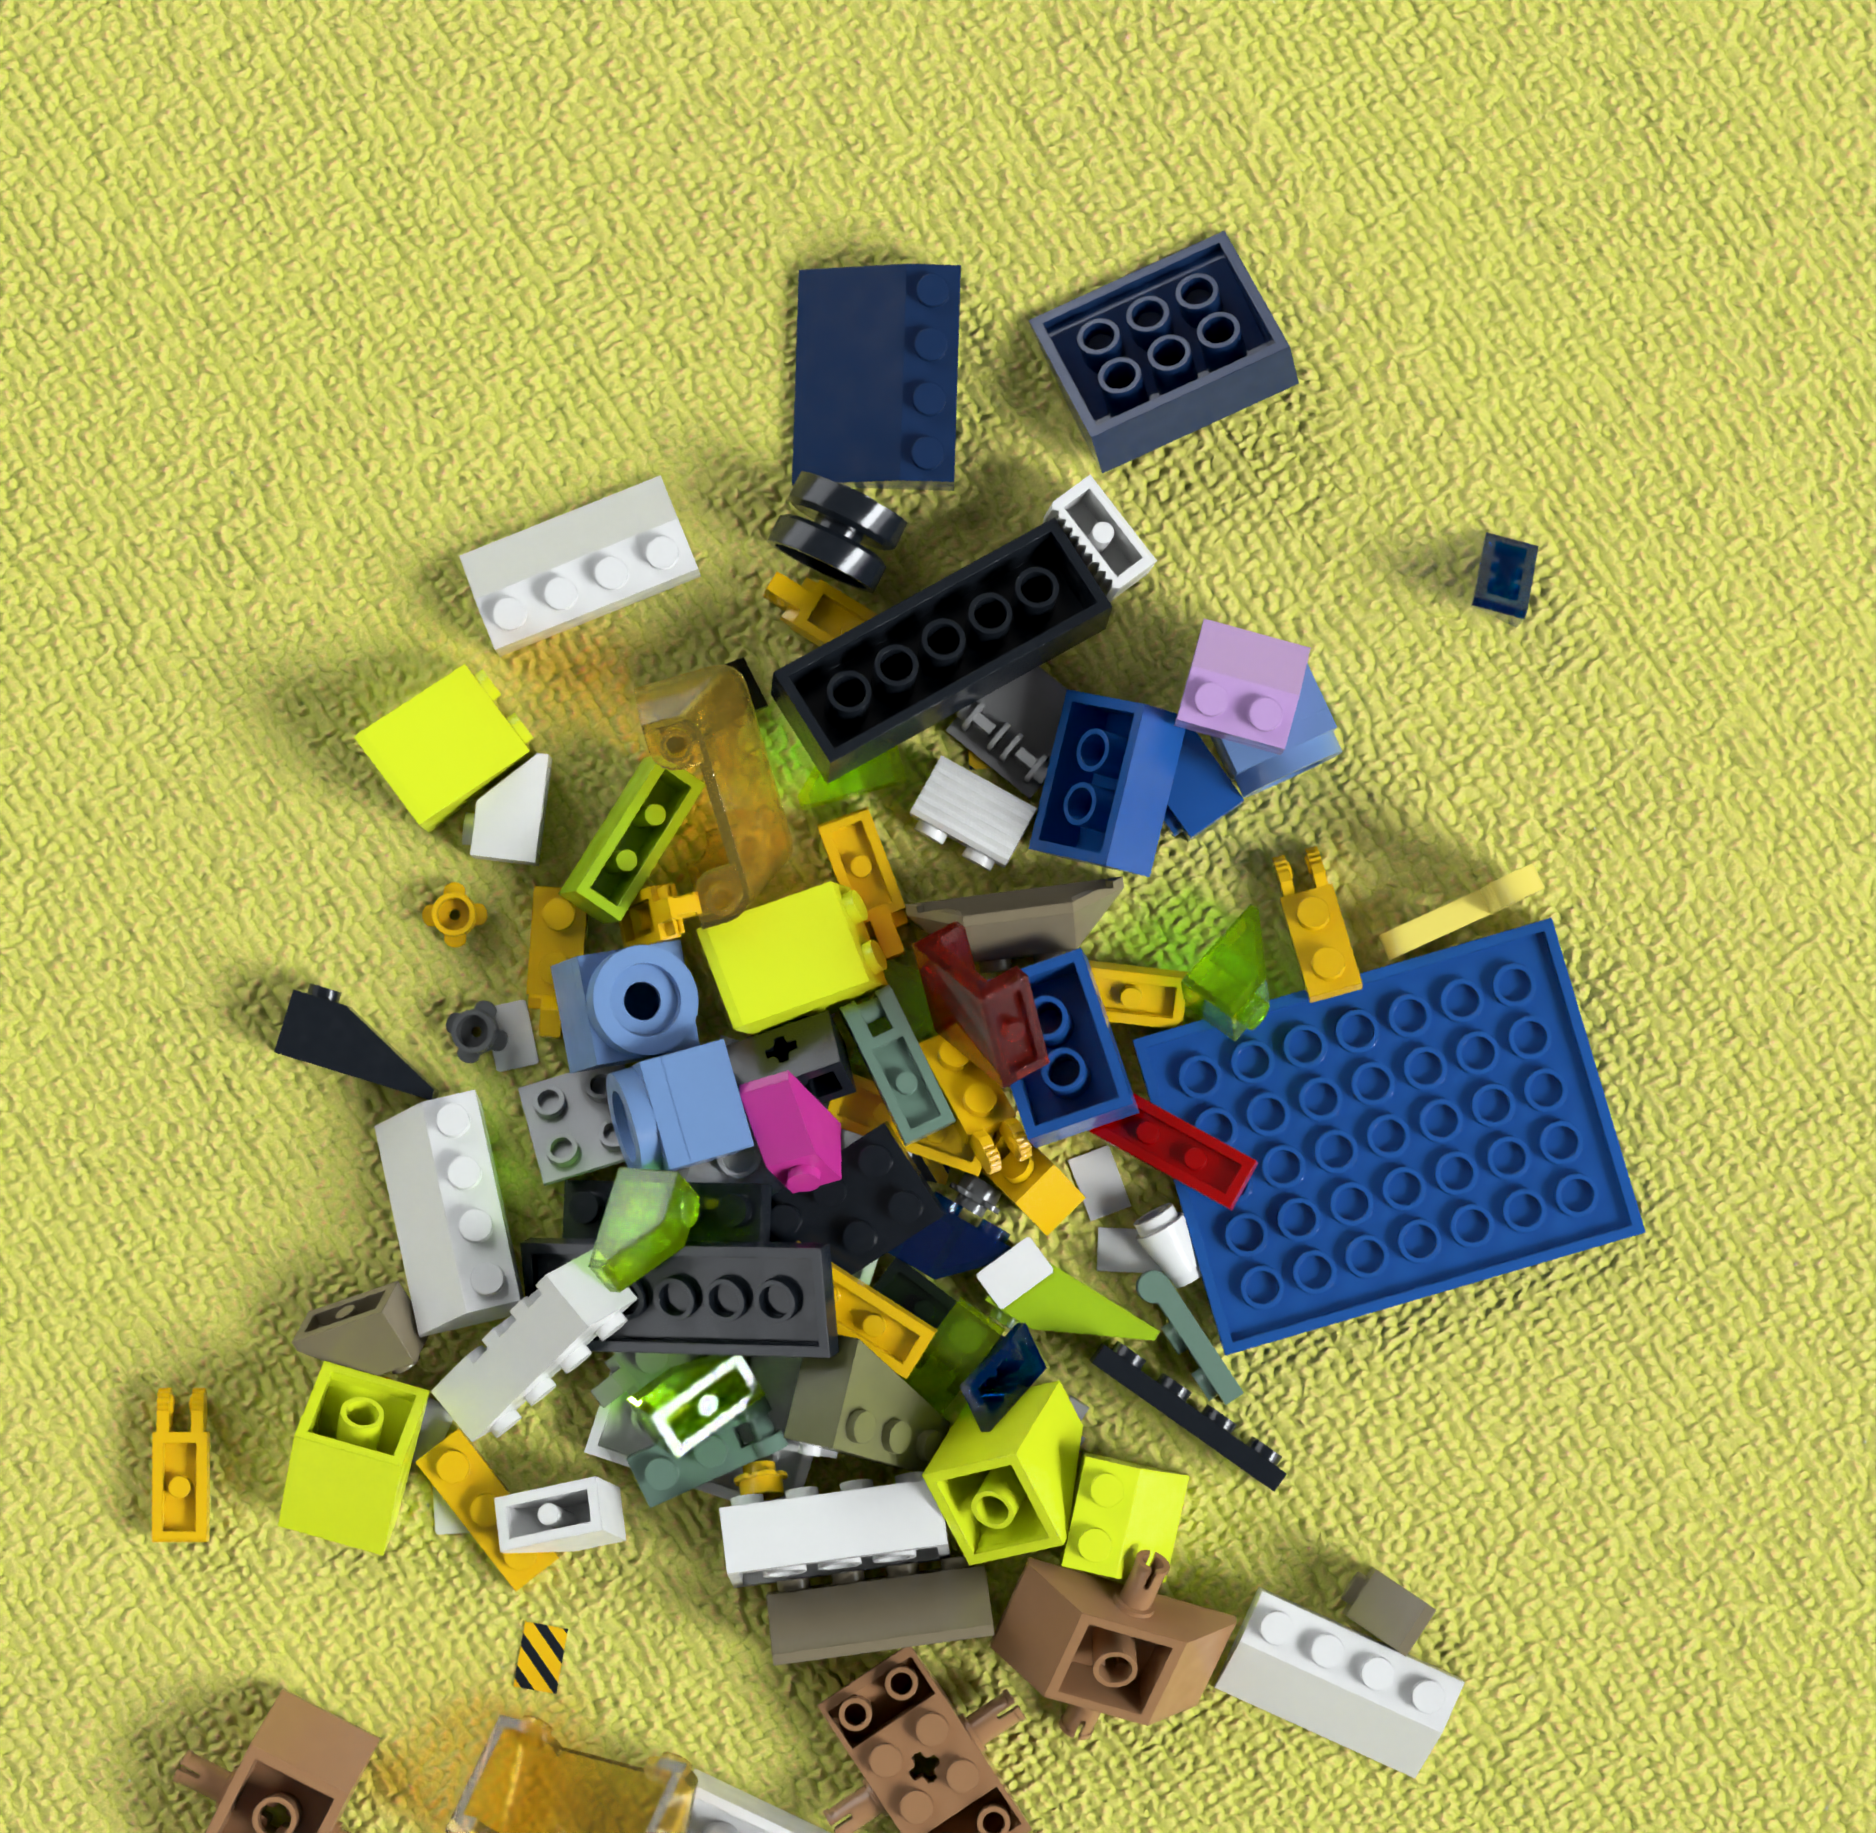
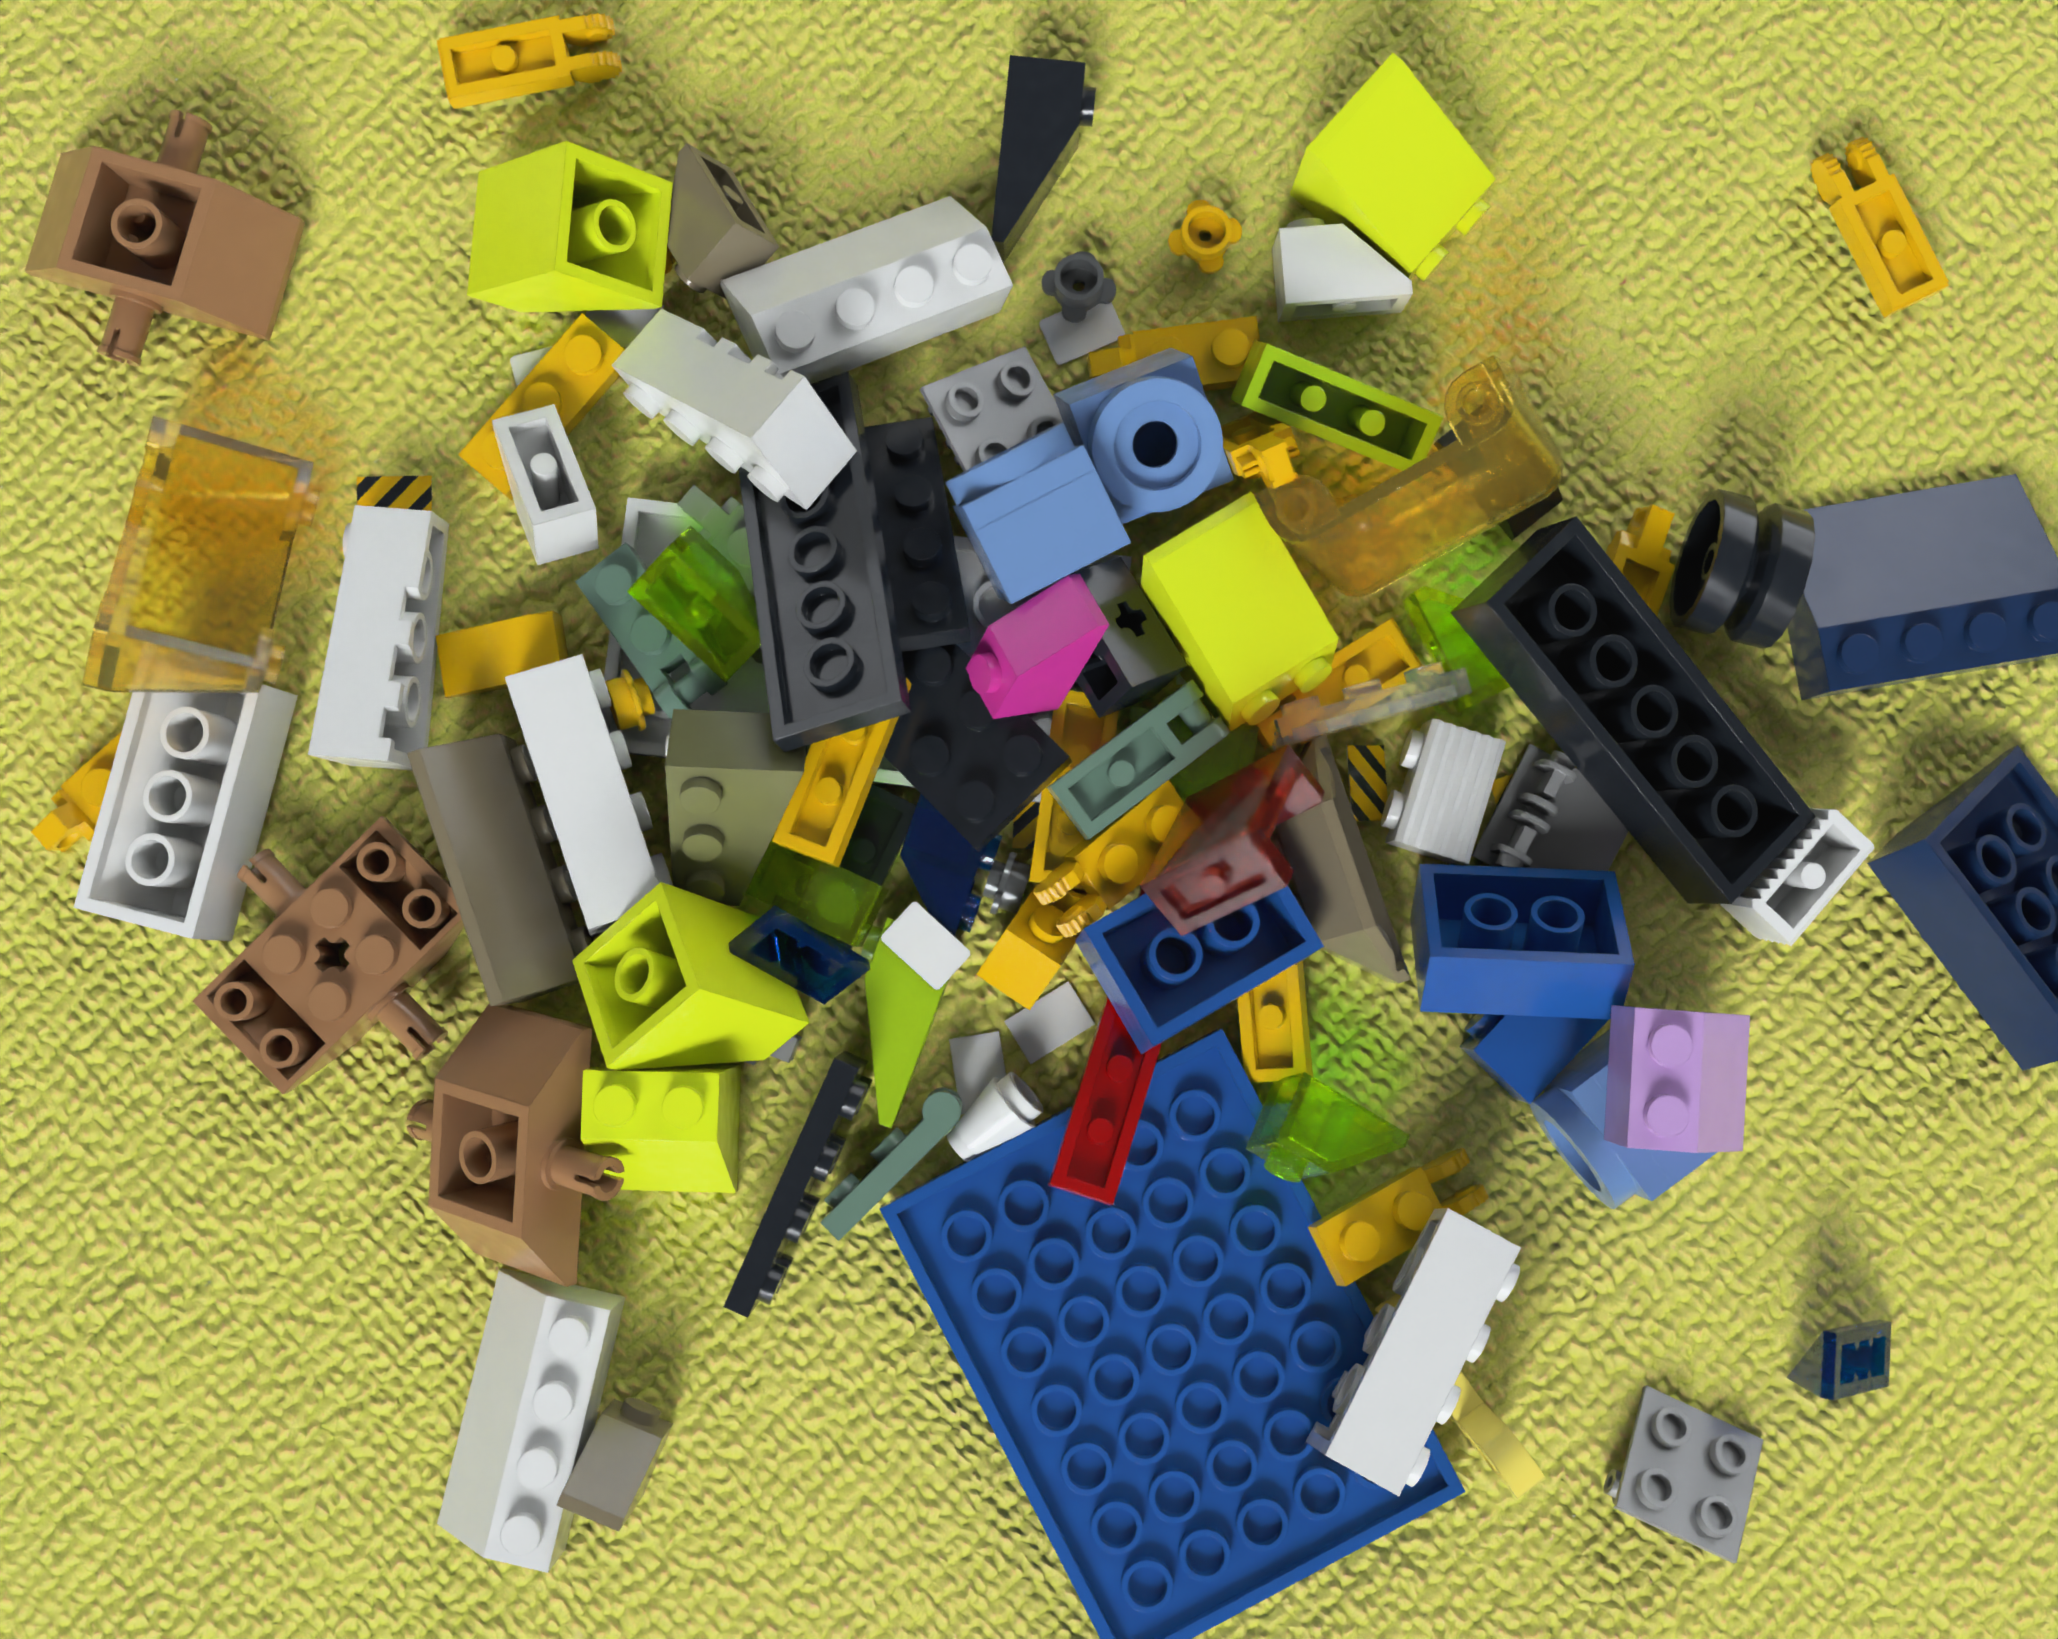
camera: 75 degrees right, 0 degrees up
(569, 340) = (1879, 228): none -> yellow hinge
(579, 566) = (1623, 295): white slope -> none
(642, 1225) = (889, 489): clear neon green slope -> none
(663, 1680) = (382, 640): none -> white wedge
(695, 1587) = (483, 655): none -> yellow slope
(887, 866) = (1367, 704): none -> clear plate
(950, 874) = (1367, 781): none -> sticker
(1420, 939) = (1418, 1351): none -> white wedge
(1573, 730) = (1687, 1474): none -> light grey hinge

